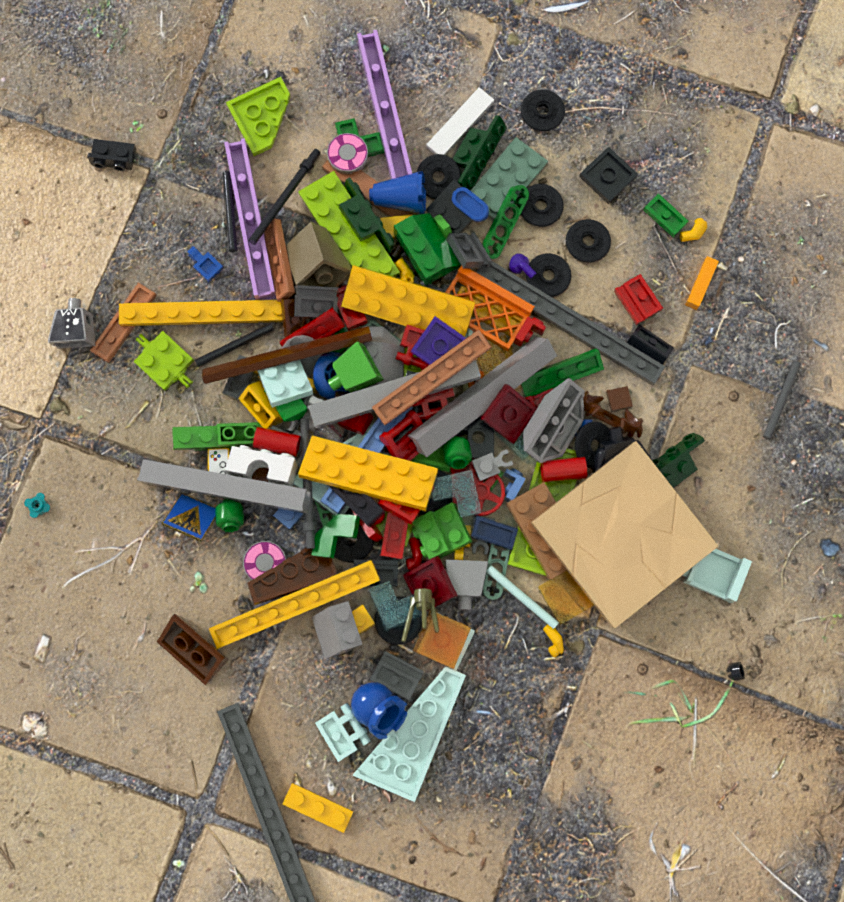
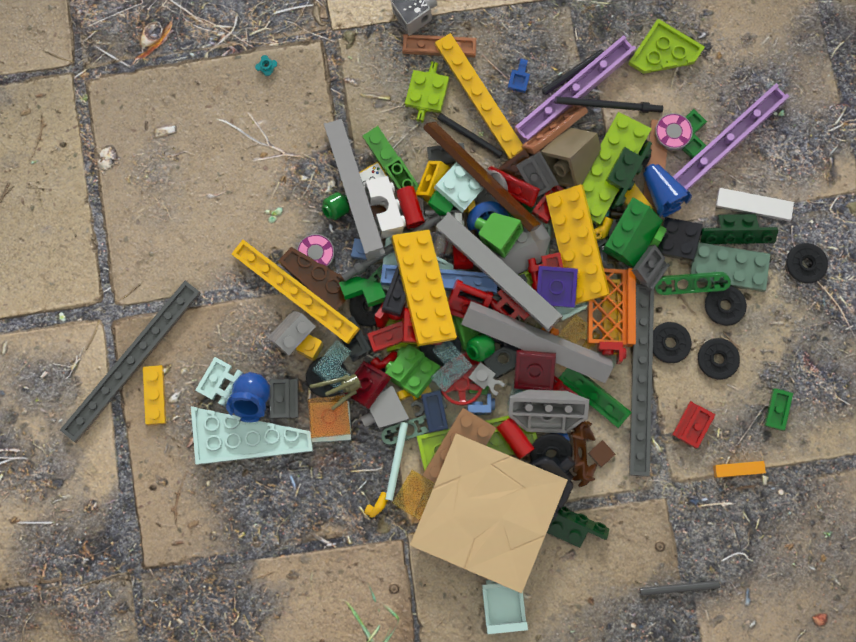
camera: 65 degrees right, 0 degrees up
(190, 517) = (318, 178): piece -> none
(191, 649) = (222, 236): reddish brown slope -> none
(431, 377) = (524, 292): nougat tile -> none
(440, 163) = (705, 201): black wheel -> none
(470, 204) = (688, 247): blue tile -> none
(519, 264) = (664, 314): dark purple plate -> none
(608, 175) = (784, 344): black plate -> none
(650, 344) = (661, 455): black slope -> none
(697, 231) = (780, 442): yellow arm -> none

